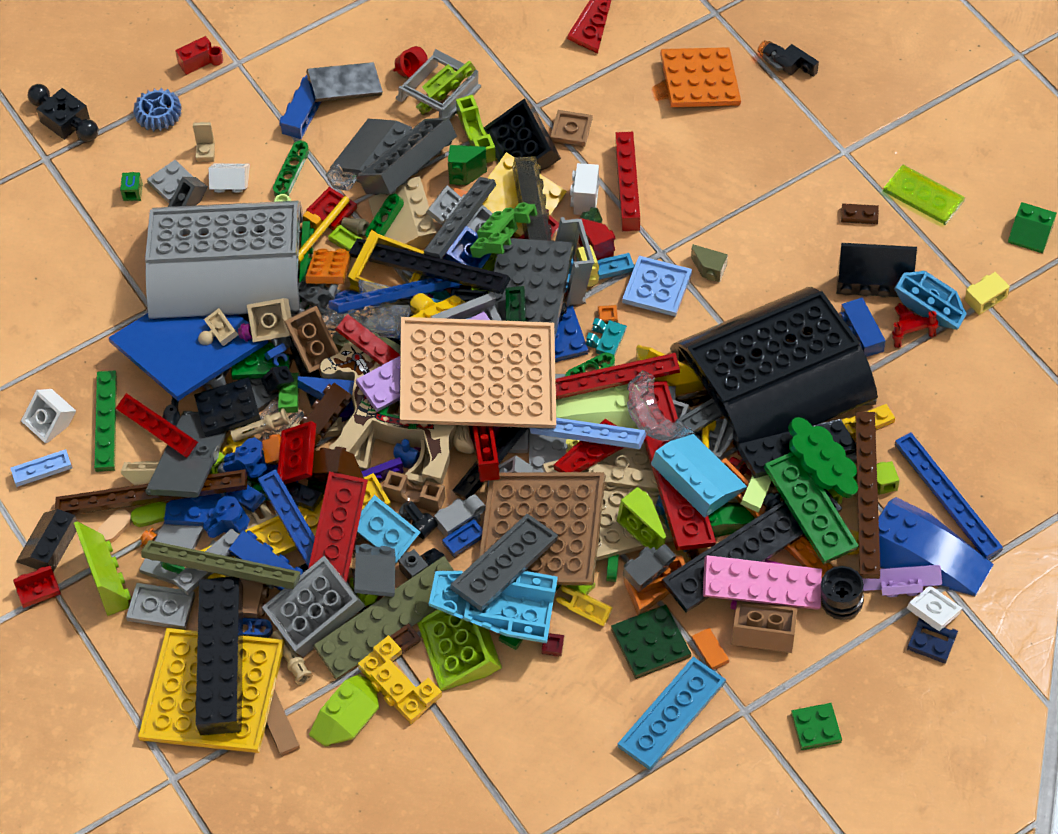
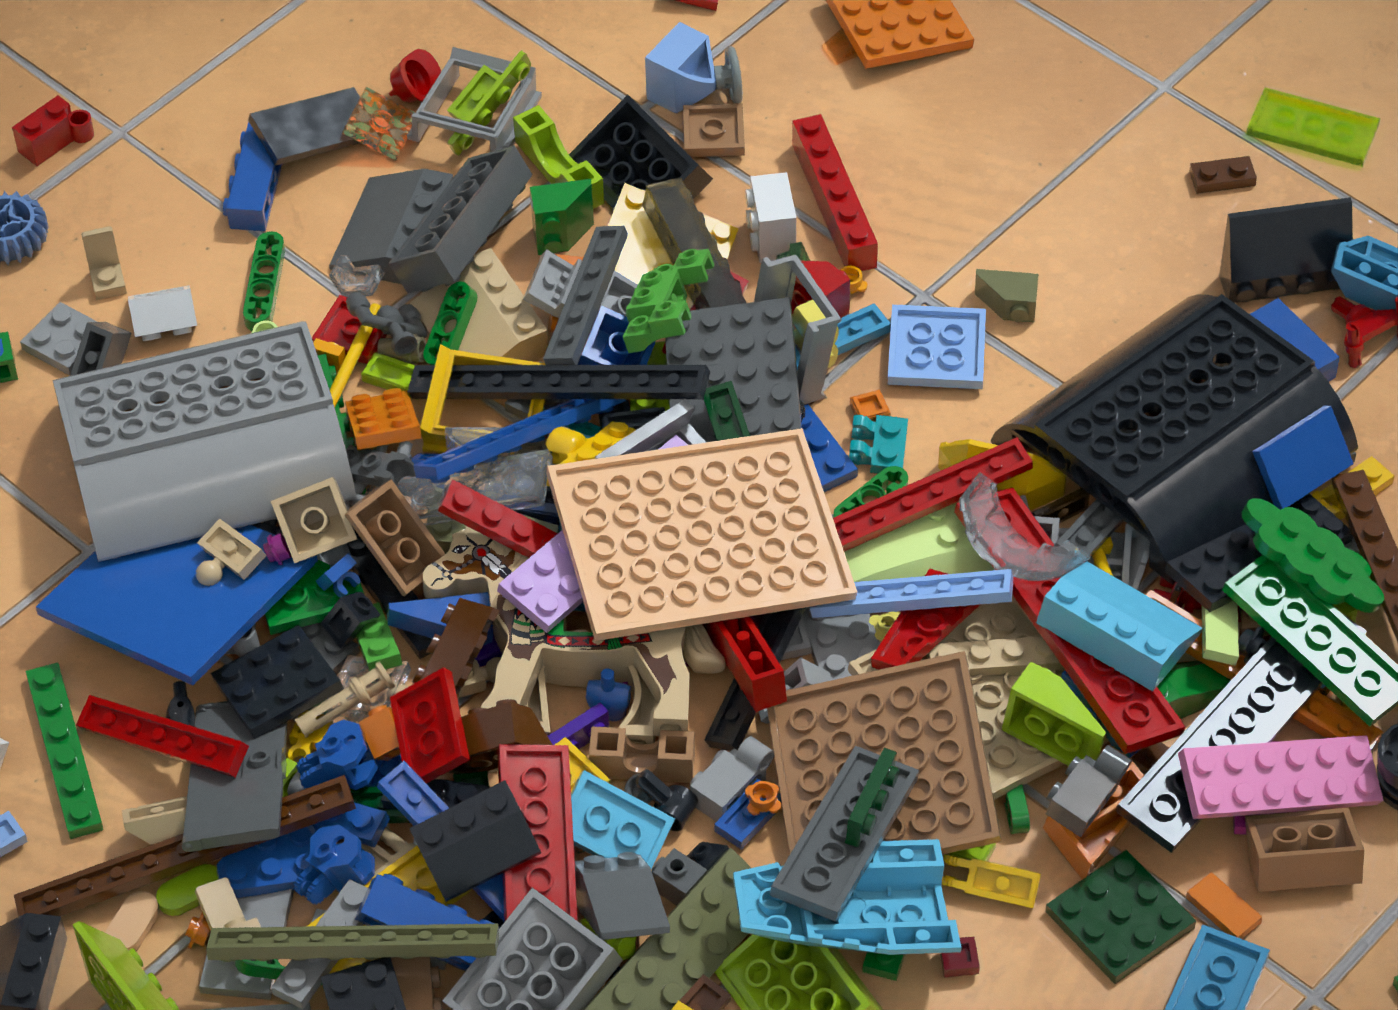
camera: 15 degrees left, 5 degrees down
(161, 528) = (221, 906): none -> tan bracket
(300, 522) = (475, 840): none -> black slope
(351, 209) = (391, 321): none -> dark grey piece
(381, 87) = (379, 123): none -> clear orange tile
(472, 526) = (759, 790): none -> orange plate
(522, 546) = (872, 798): none -> dark green plate
(562, 89) = (683, 70): none -> light blue piece
(623, 232) = (856, 280): none -> light orange plate
(838, 398) = (1303, 457): none -> blue tile

